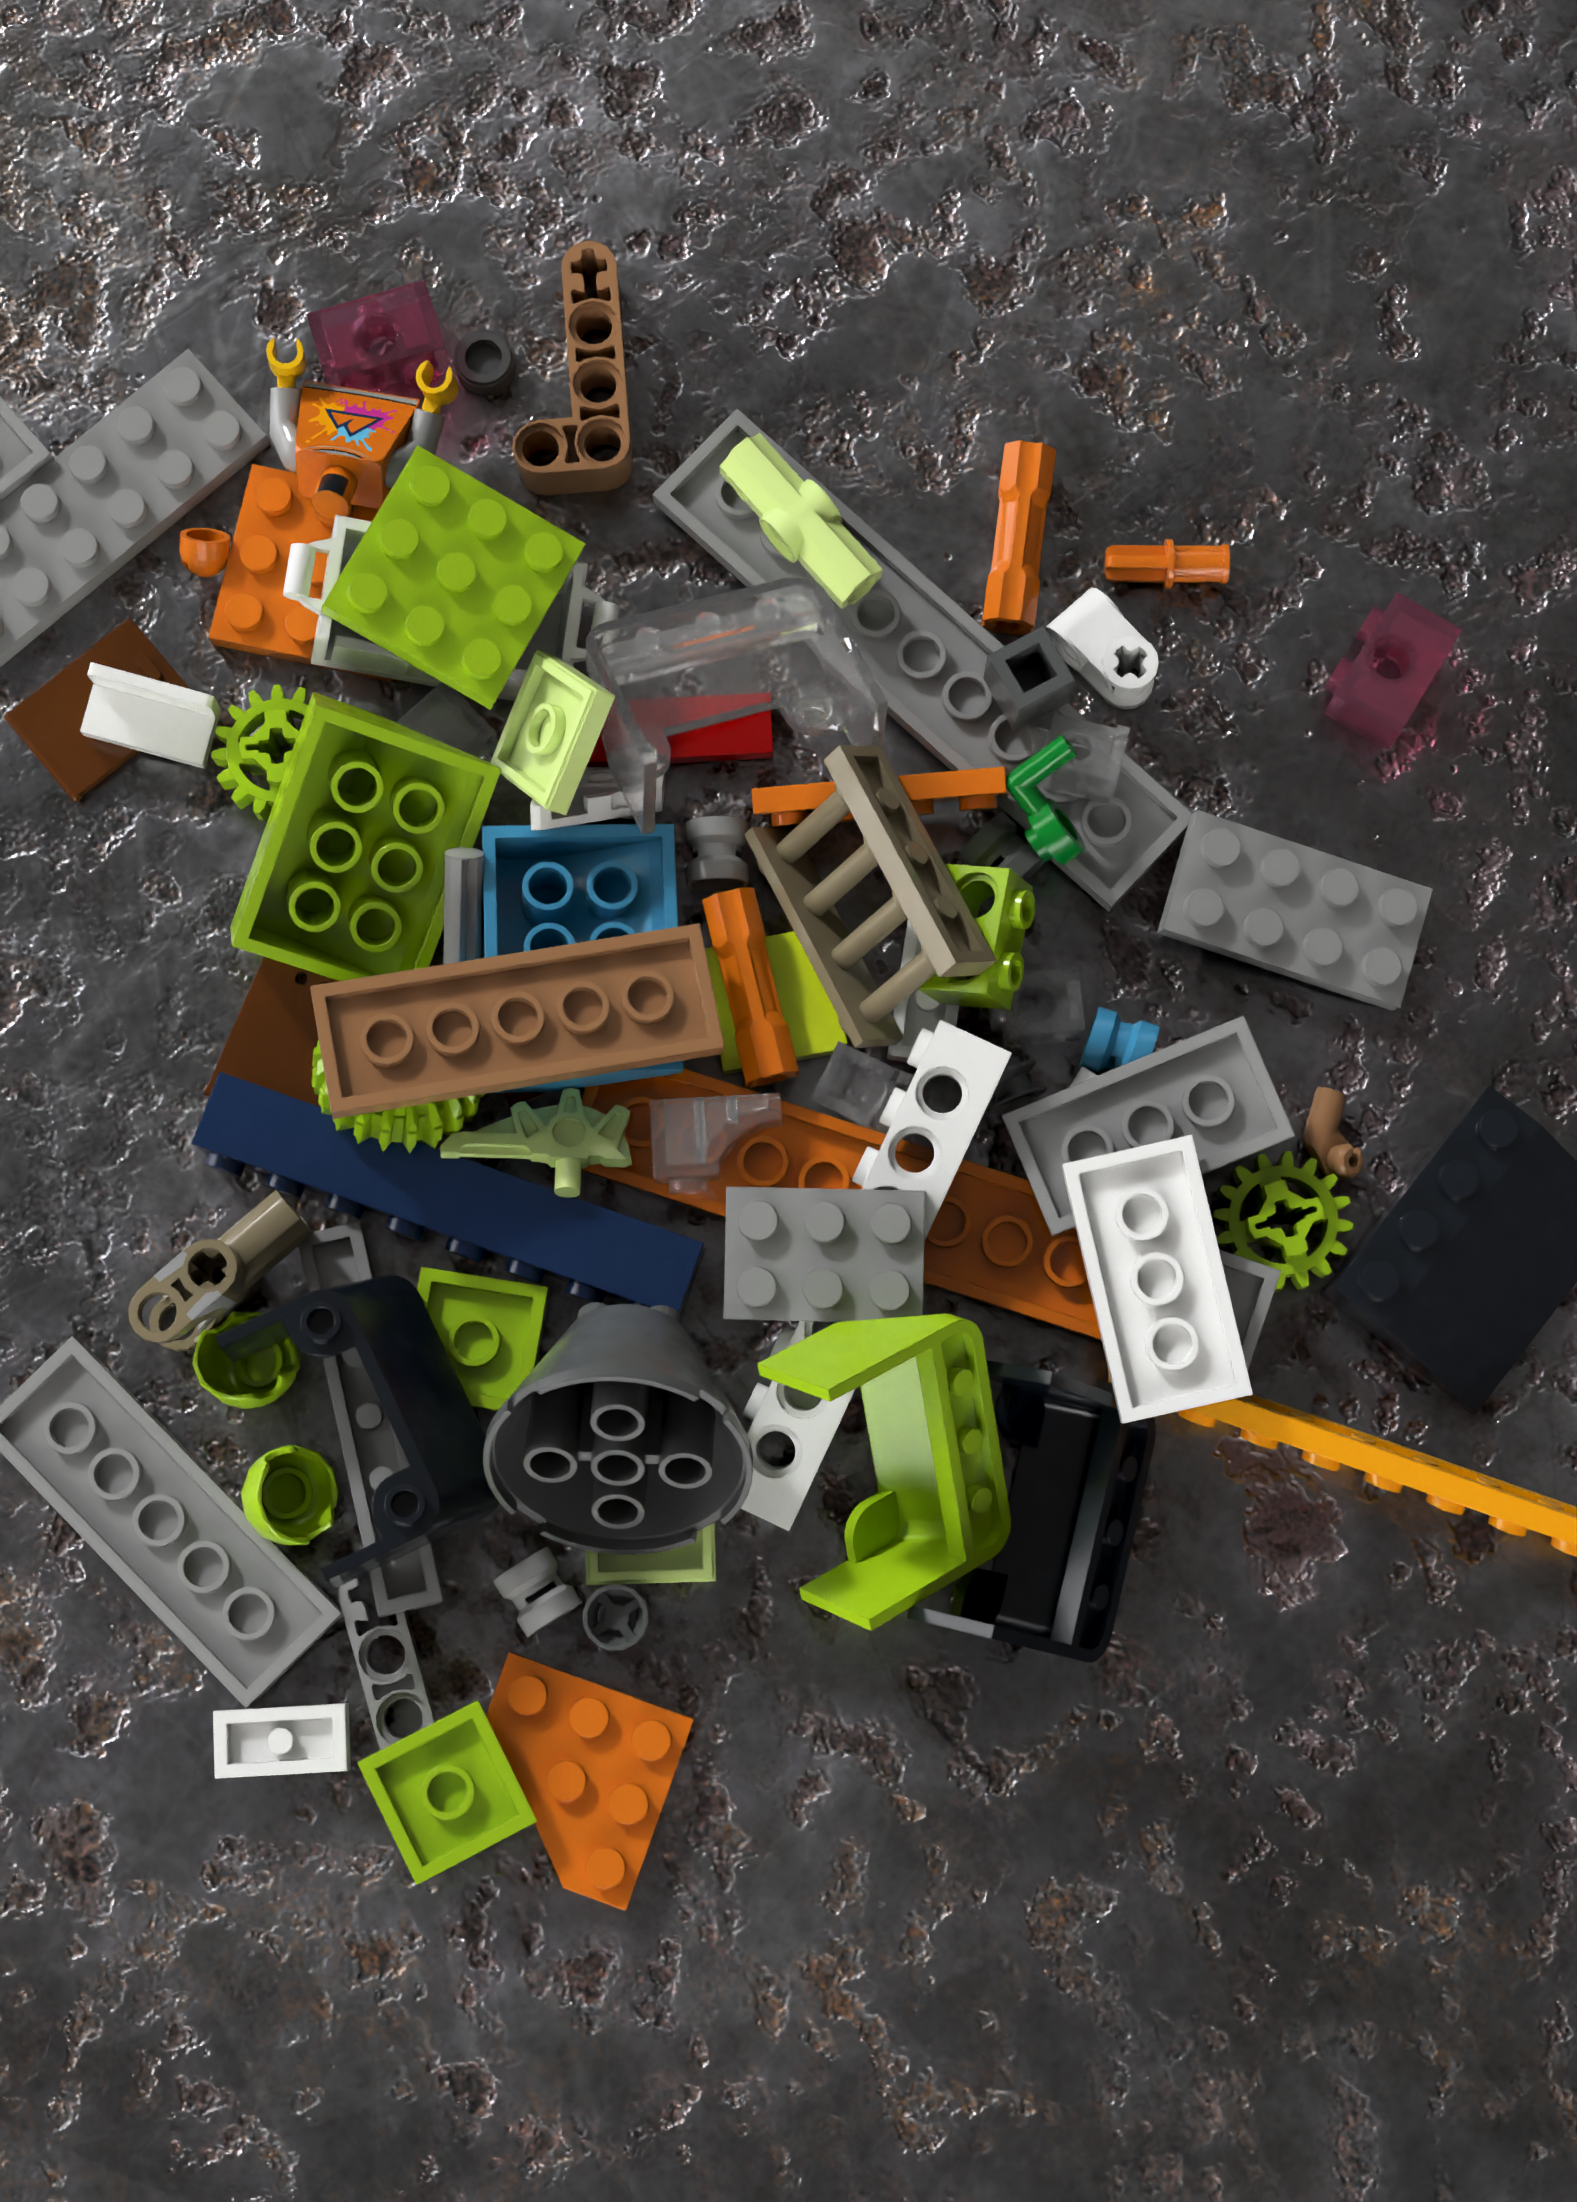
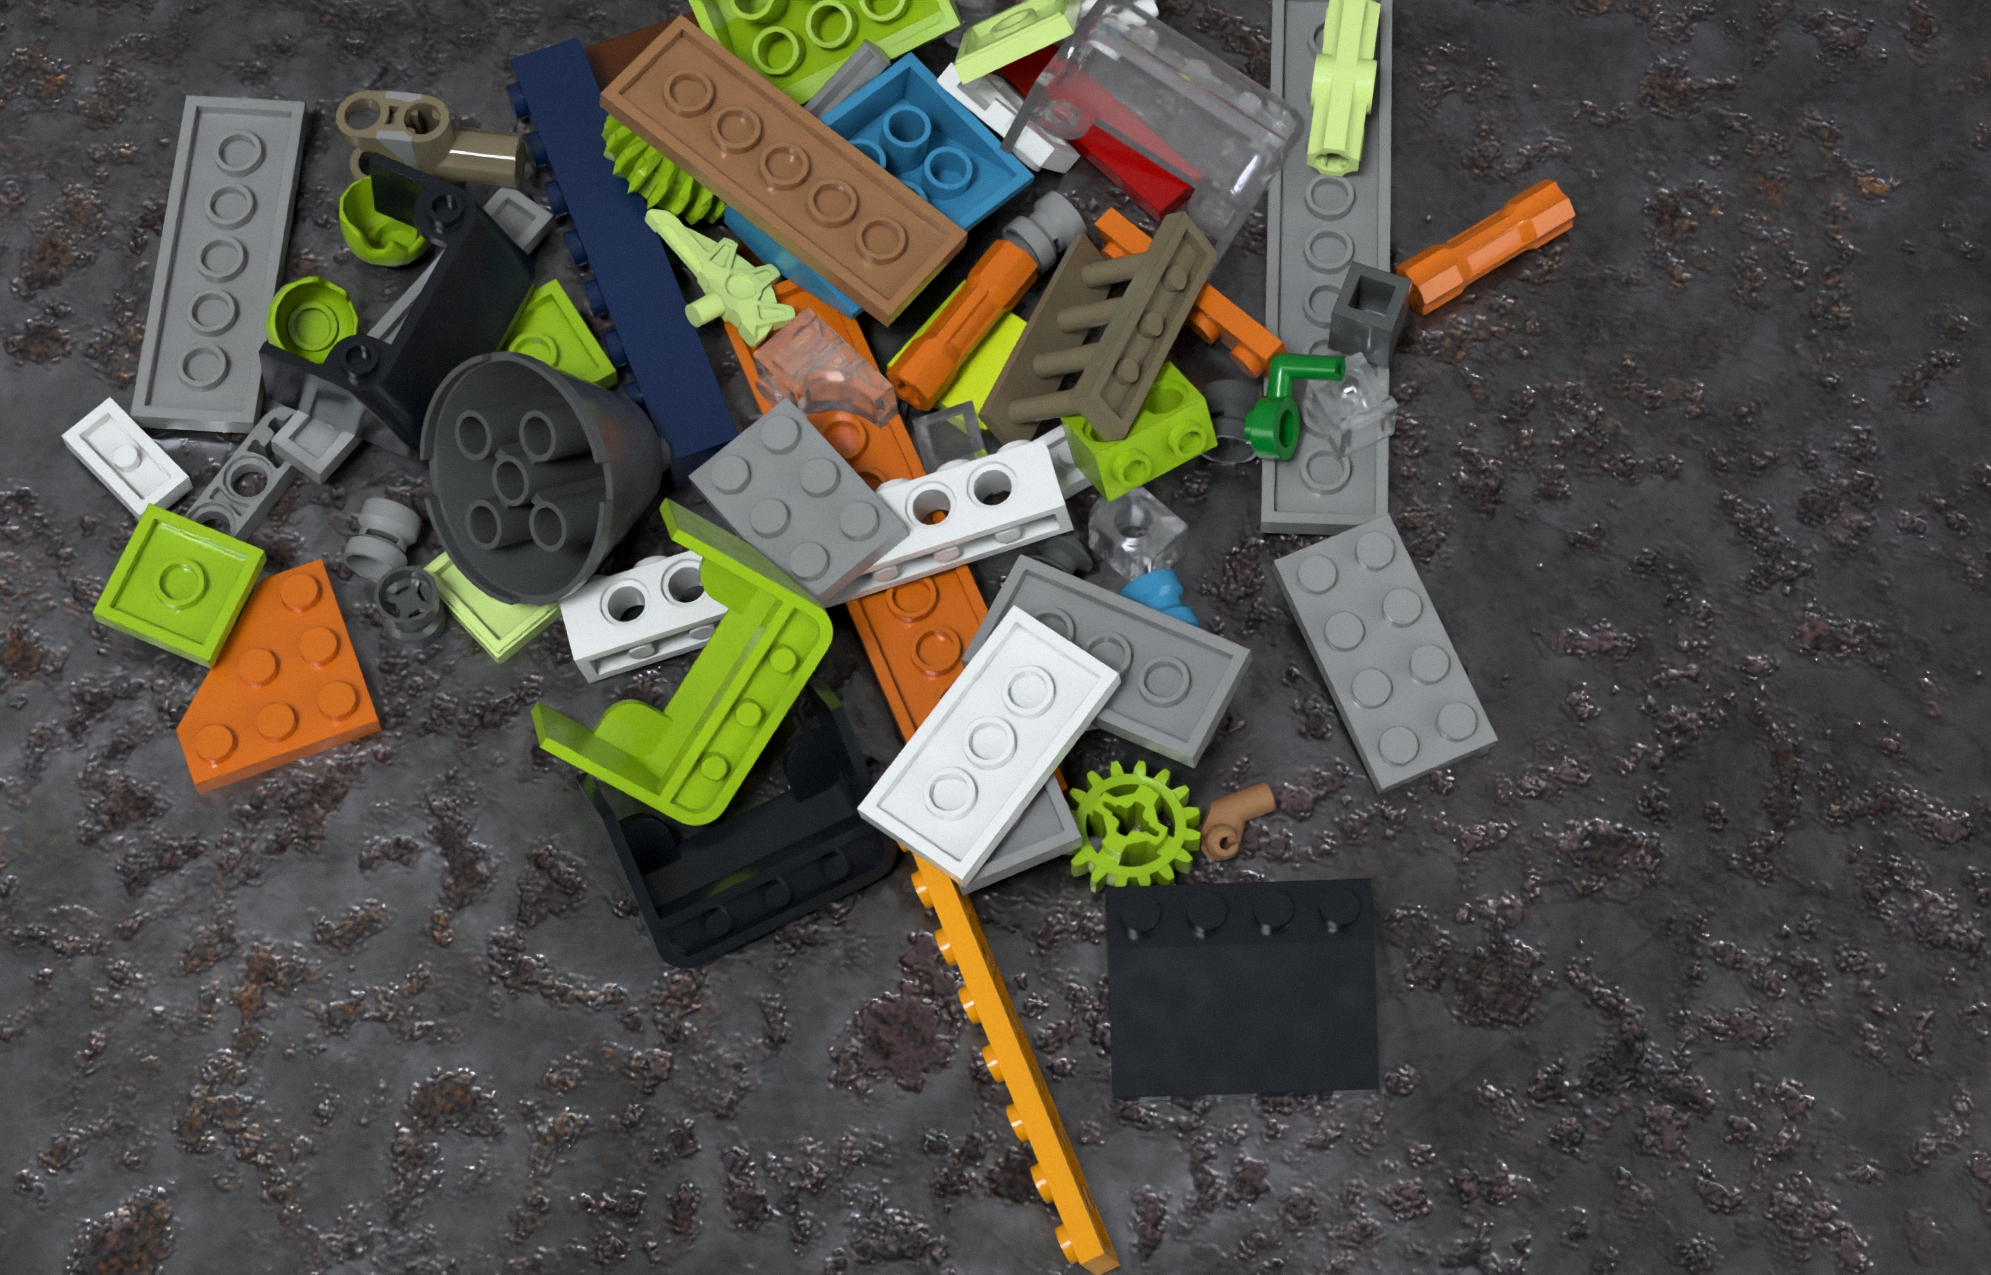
camera: 50 degrees right, 15 degrees down
(1099, 640) = (1457, 371): white piece -> none
(1167, 563) = (1569, 362): orange axle -> none
(1410, 639) = (1614, 599): clear pink brick -> none

